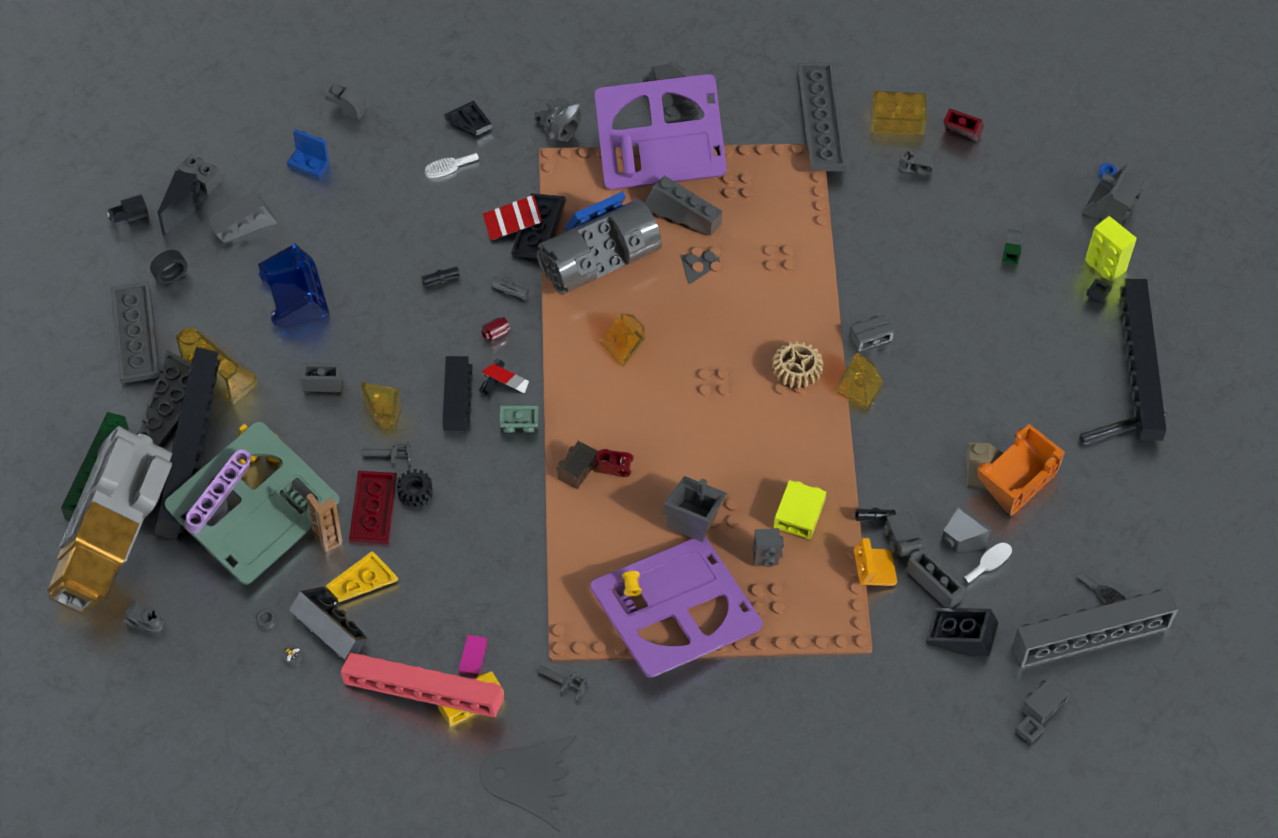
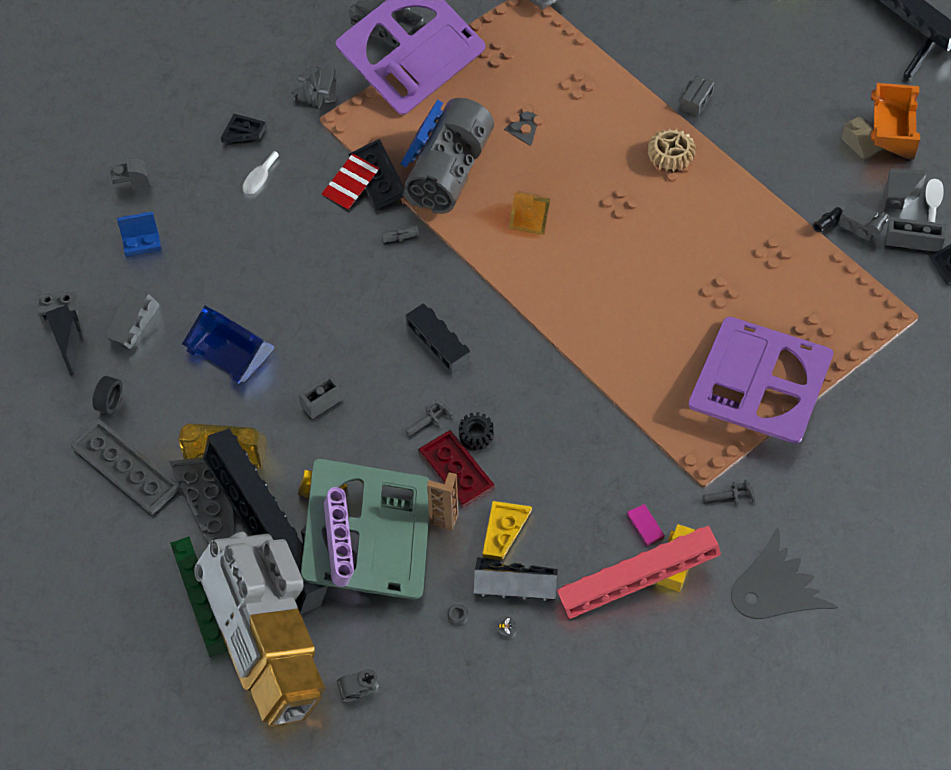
camera: 35 degrees left, 0 degrees up
(132, 208) = (26, 371): black piece -> none
(382, 404) = (390, 384): clear yellow slope -> none
(440, 276) = (337, 260): black pin -> none
(489, 382) = (451, 308): black pin -> none
(495, 329) = (420, 271): dark red brick -> none
(506, 377) = (464, 301): sticker -> none
(518, 418) = (503, 324): sand green bracket -> none
(577, 464) = (586, 327): clear smoke brick -> none
(615, 462) = (611, 308): dark red piece -> none
(631, 583) = (720, 383): yellow bush -> none
(682, 206) = (480, 88): dark grey wedge -> none
(693, 507) = (709, 298): dark grey piece -> none
(767, 547) = (785, 291): dark grey brick -> none
(800, 509) = (776, 250): neon yellow brick -> none
(860, 381) = (723, 133): clear yellow slope -> none
(874, 565) = (863, 254): light orange bracket -> none

